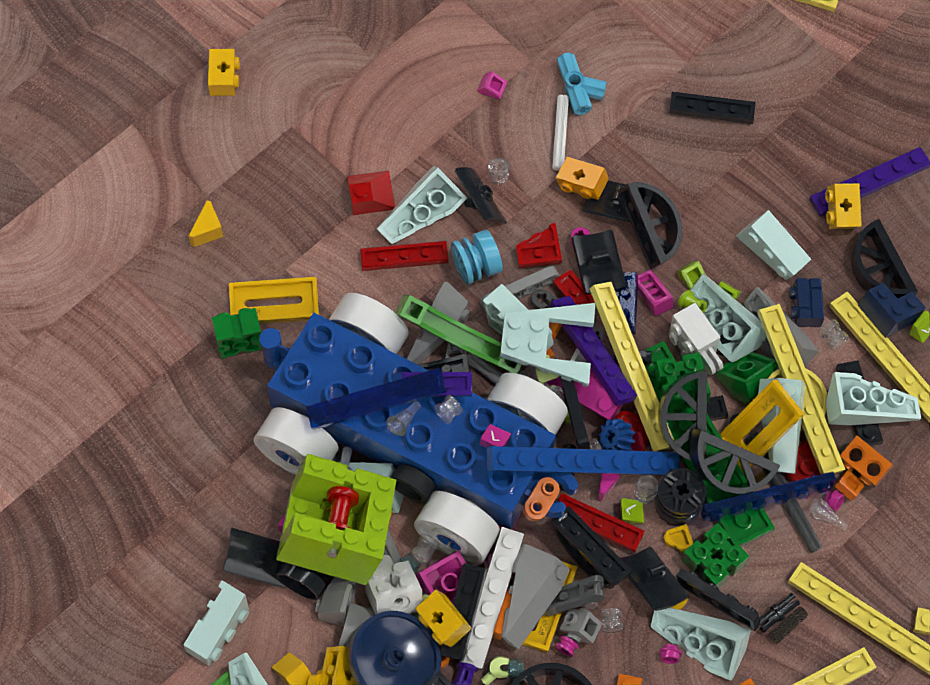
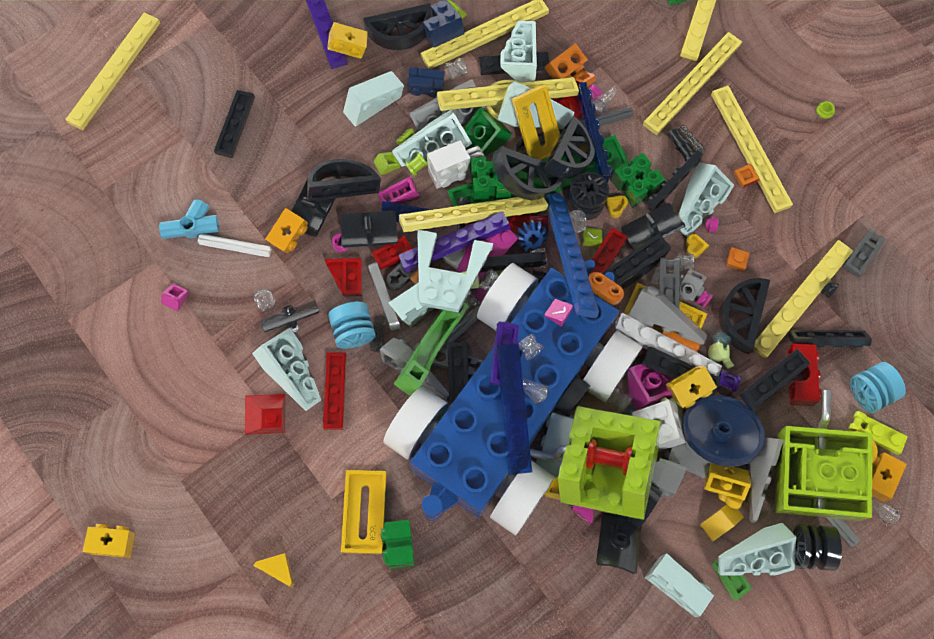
camera: 85 degrees left, 5 degrees up
(474, 290) = (379, 330): none -> clear smoke axle
(638, 636) = (695, 245): none -> yellow tile

